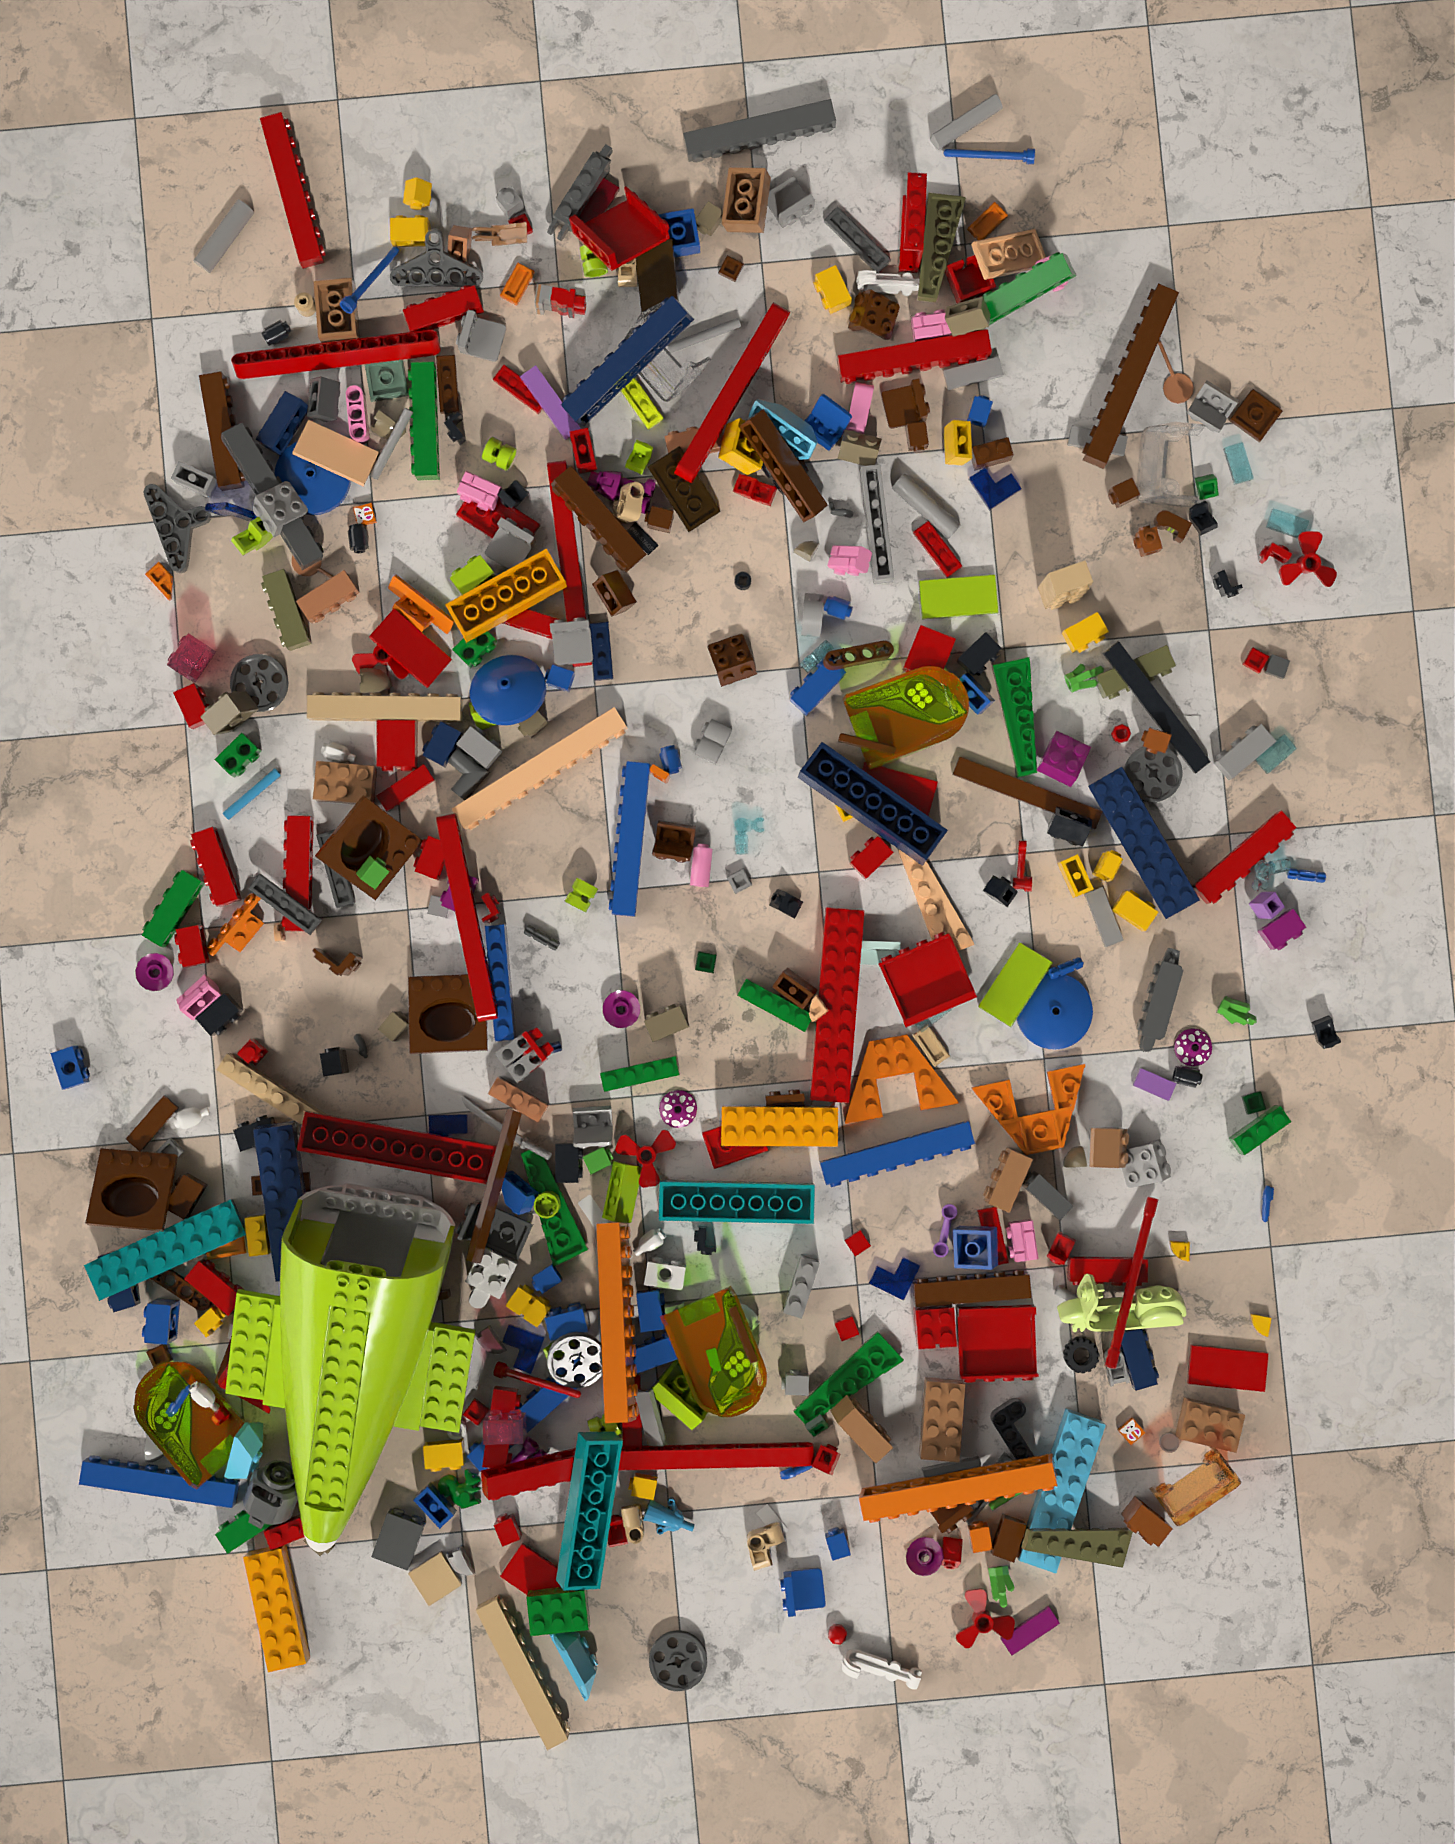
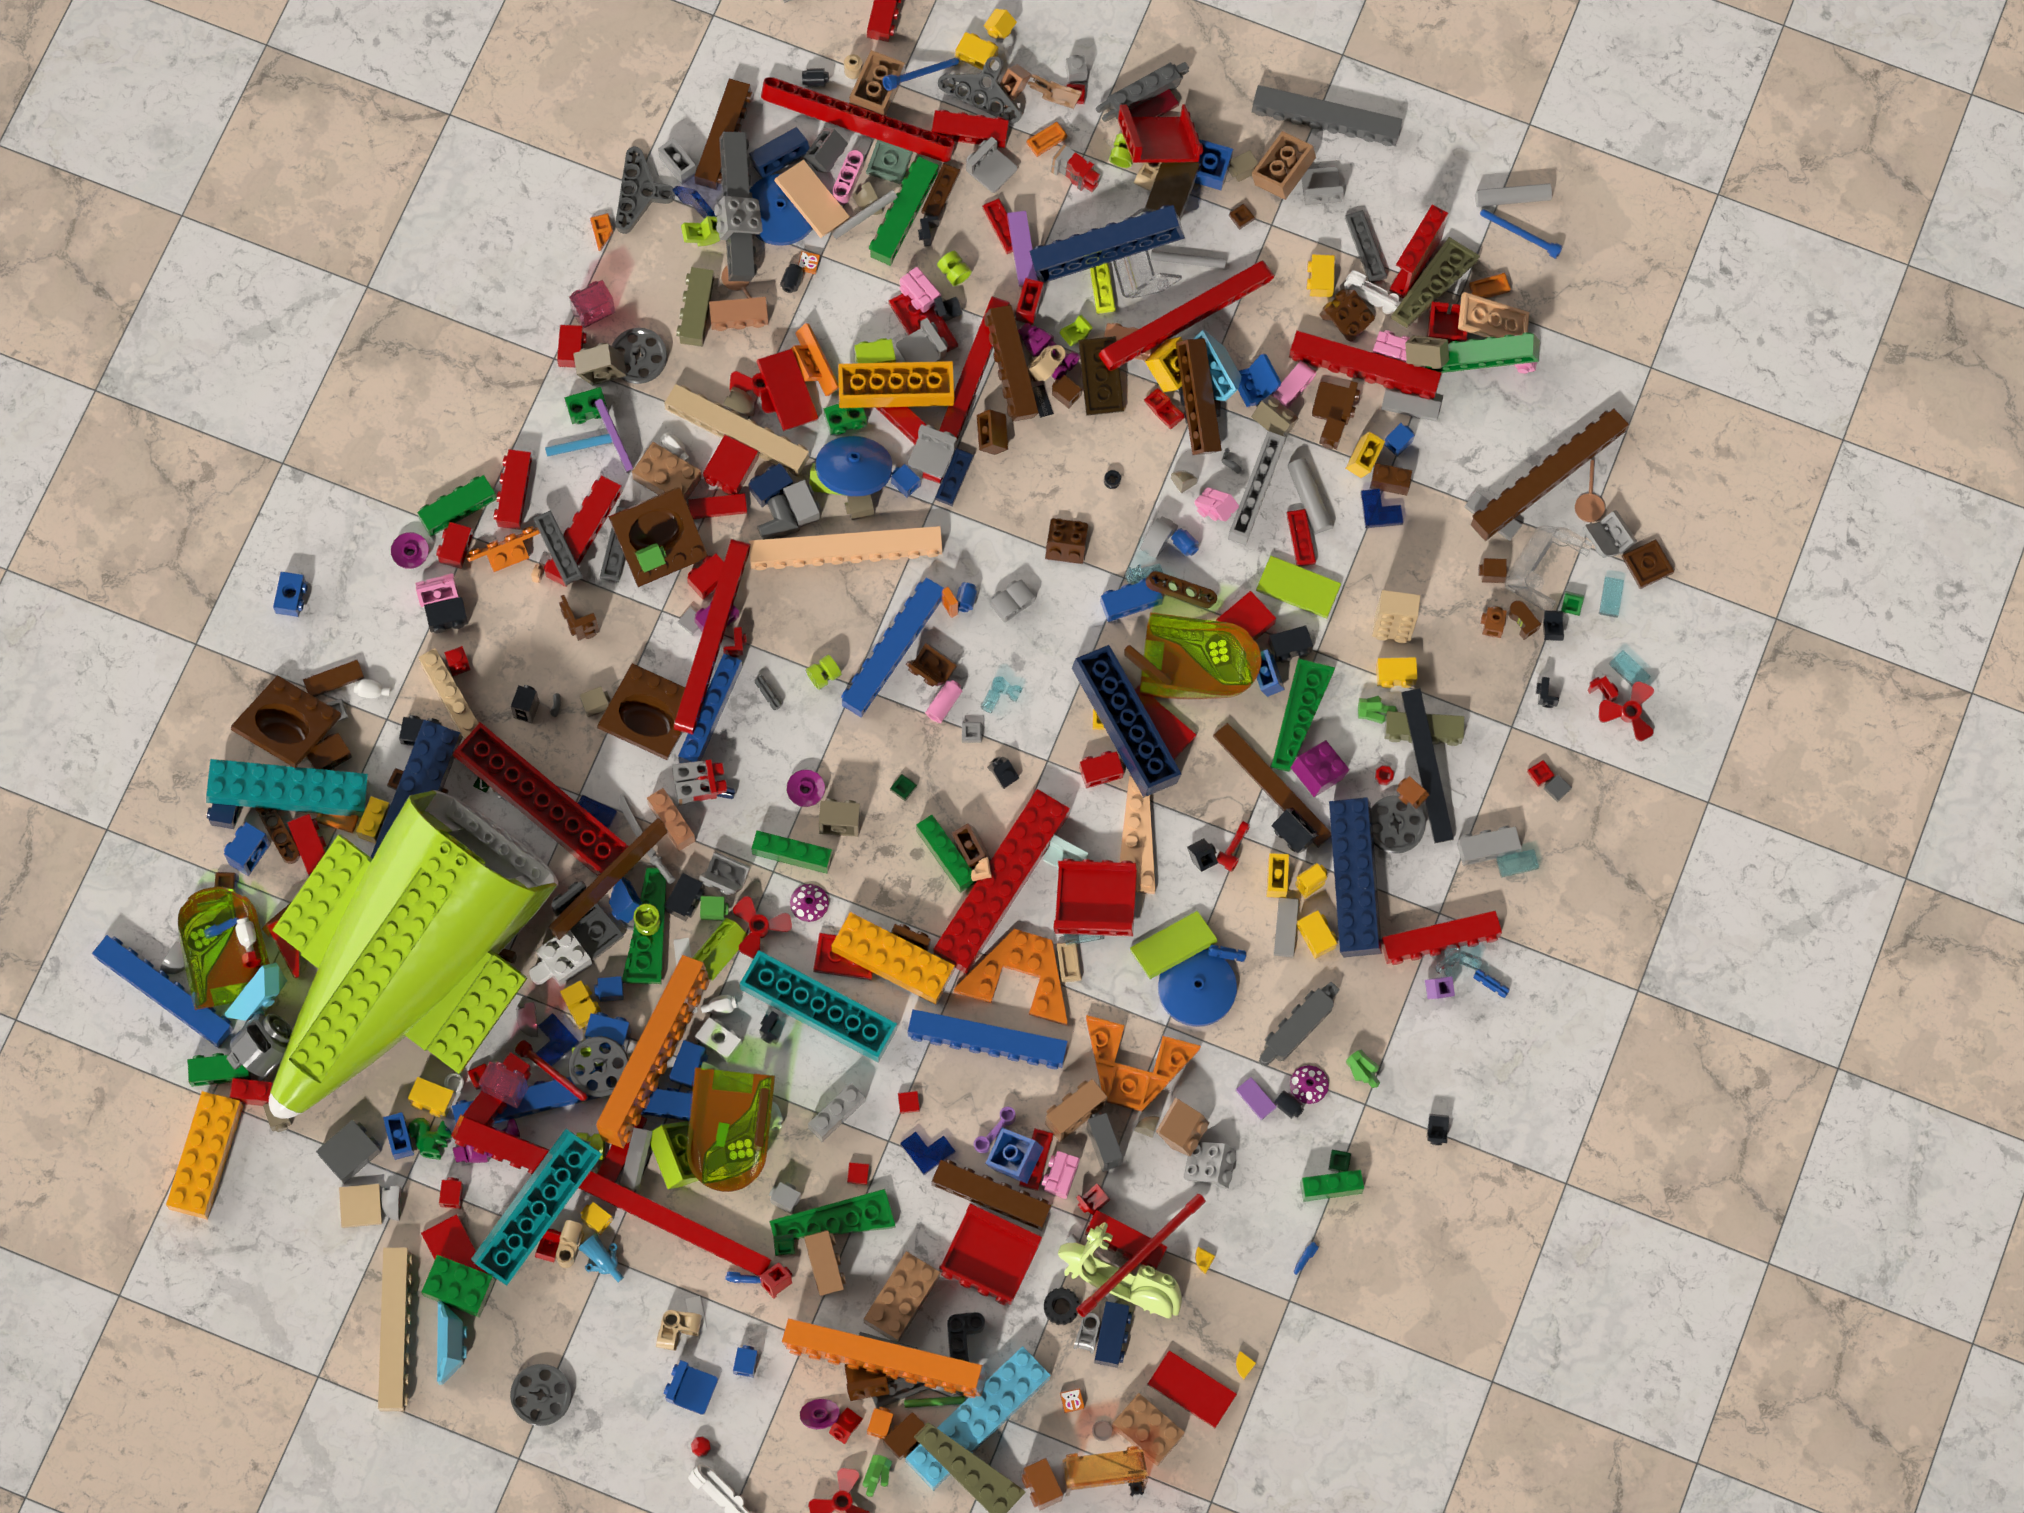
camera: 20 degrees right, 15 degrees down
(210, 1320) = (289, 872): yellow brick -> none
(278, 772) = (614, 435): none -> medium lavender tile
(935, 1326) = (941, 1209): red piece -> none
(1282, 929) = (1444, 1018): magenta brick -> none

